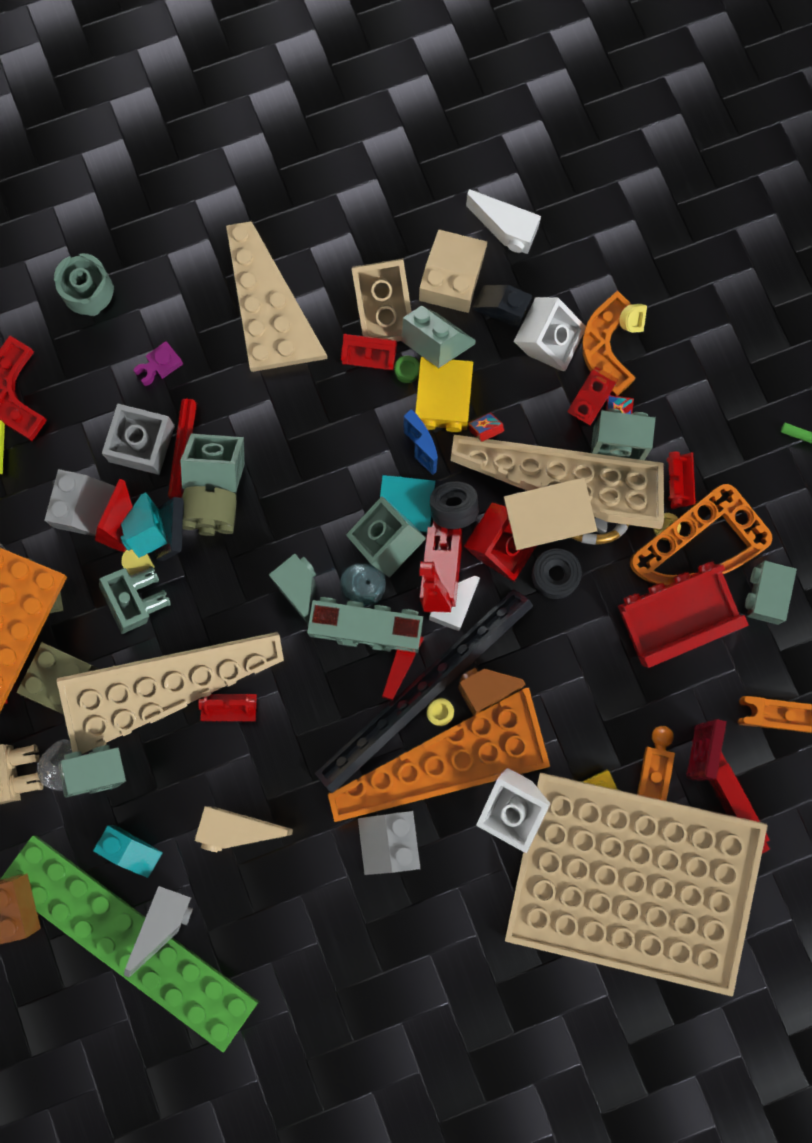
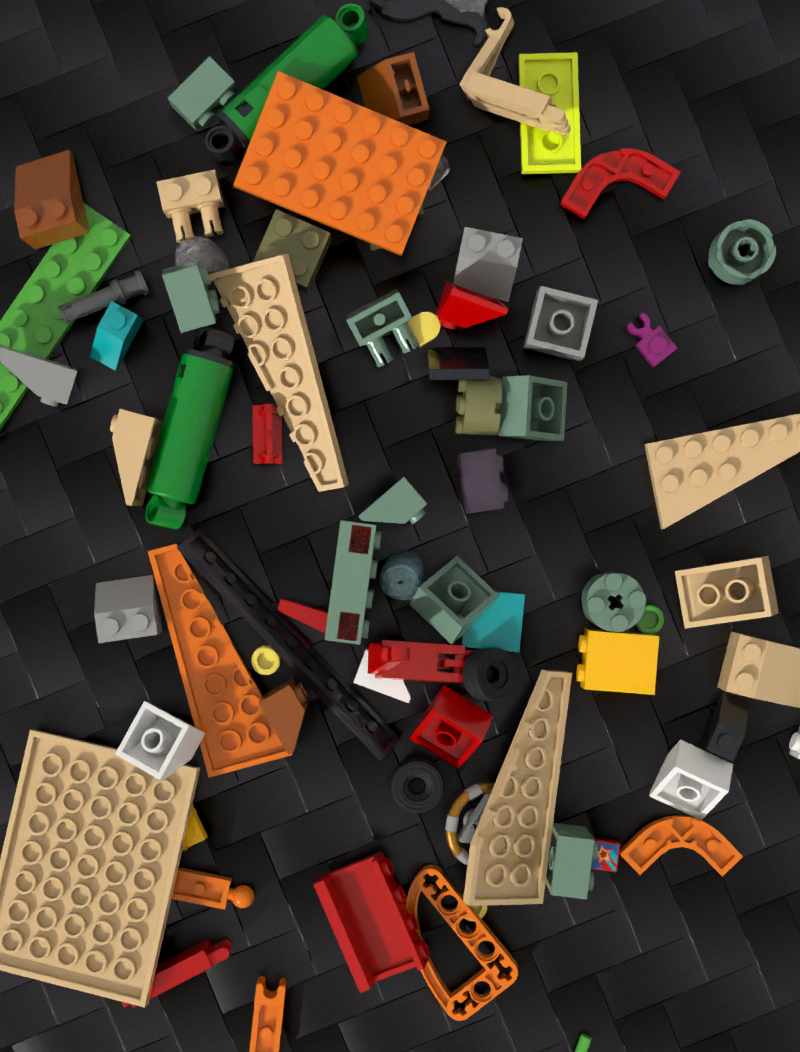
camera: 85 degrees right, 10 degrees up
(93, 867) = (117, 292): none -> dark grey pin
(143, 527) = (457, 336): teal slope -> none
(184, 430) = (553, 371): red axle -> none
(217, 778) = (189, 427): none -> green piece
(277, 509) = (481, 481): none -> clear purple brick
(368, 352) = (667, 577): red hinge -> none
(384, 383) = (629, 597): none -> sand green brick
(424, 446) = (551, 643): blue slope -> none
(434, 336) = (683, 651): sand green slope -> none
(486, 427) = (580, 708): red tile -> none
(550, 513) = (476, 782): tan tile -> none
(592, 395) = (607, 826): red hips -> none
(633, 318) = (710, 874): light yellow tile -> none
(681, 480) = (523, 923): red hinge -> none
(706, 750) = (222, 944): dark red tile -> none
(770, 592) = (399, 1017): sand green brick -> none

